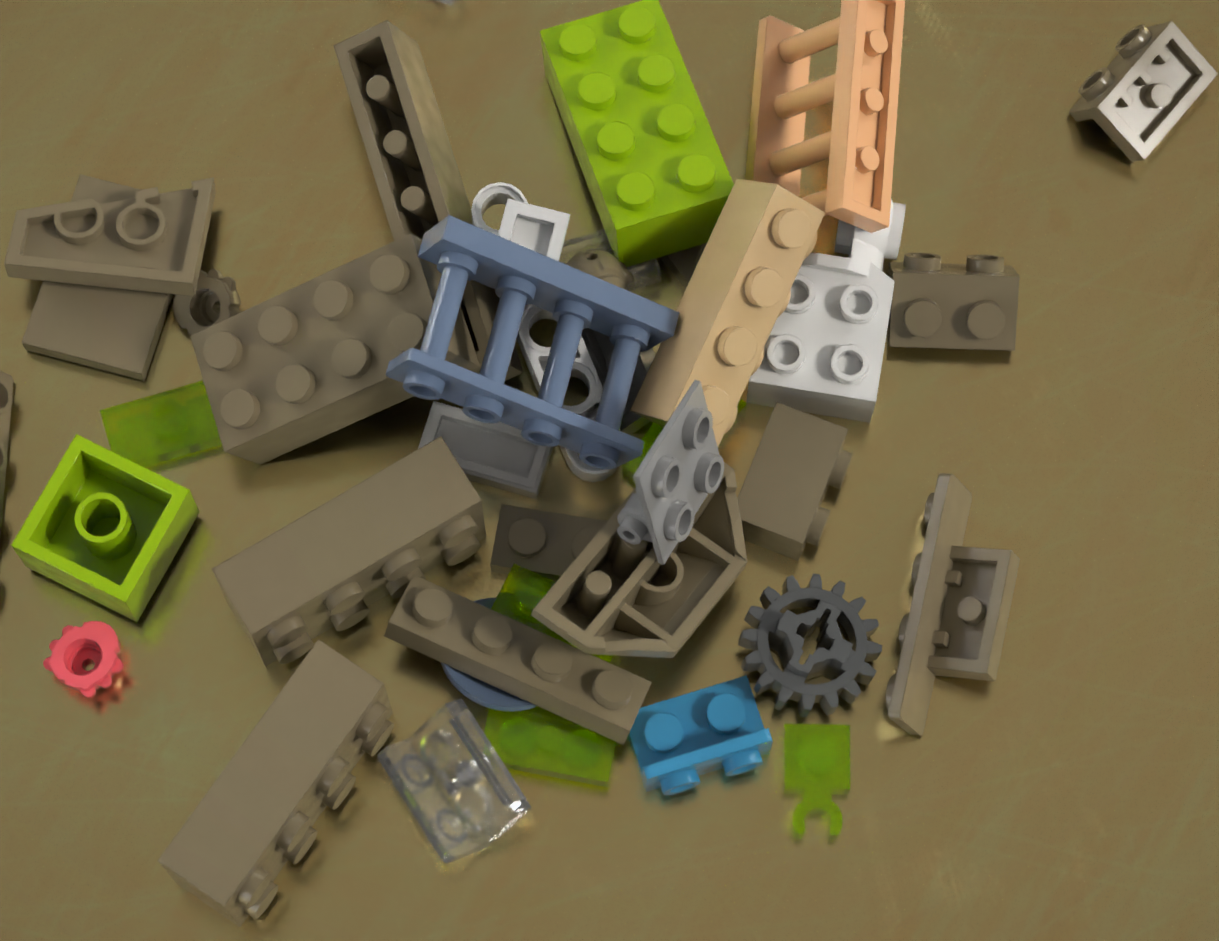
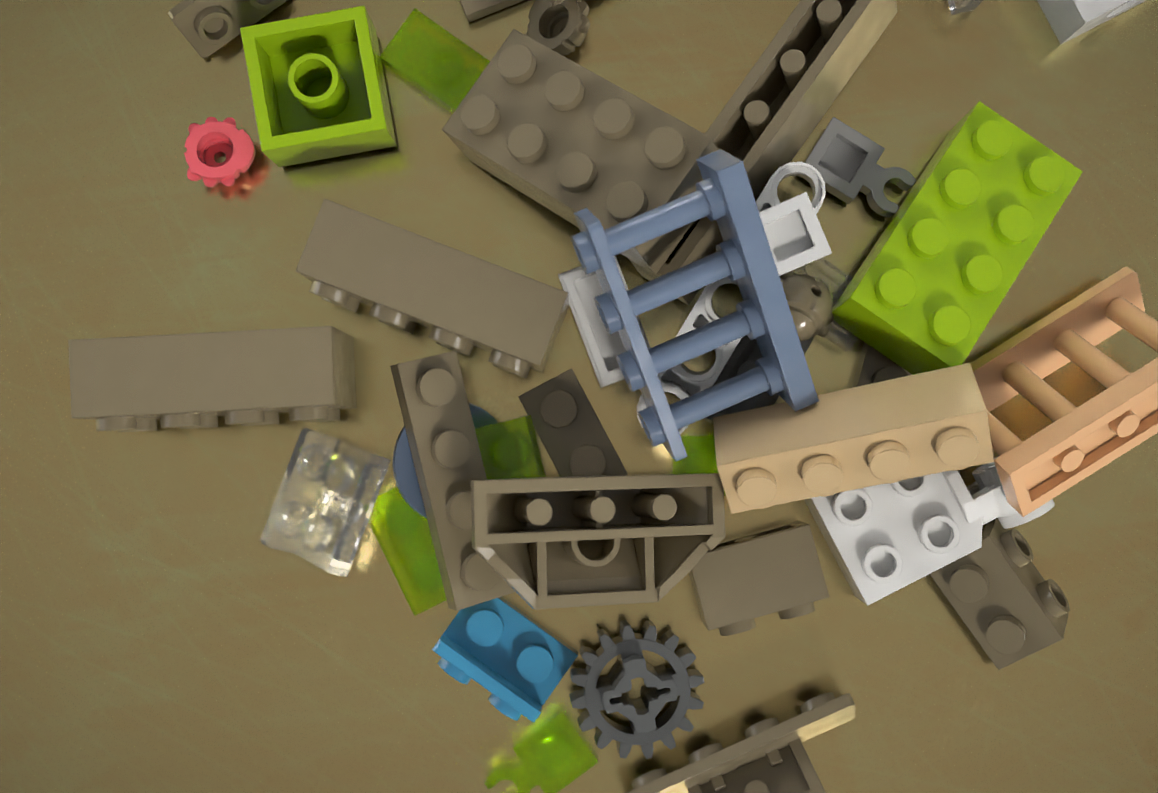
camera: 50 degrees right, 15 degrees up
(515, 163) = (849, 166): none -> light grey plate
(674, 478) = (680, 506): light grey hinge -> none

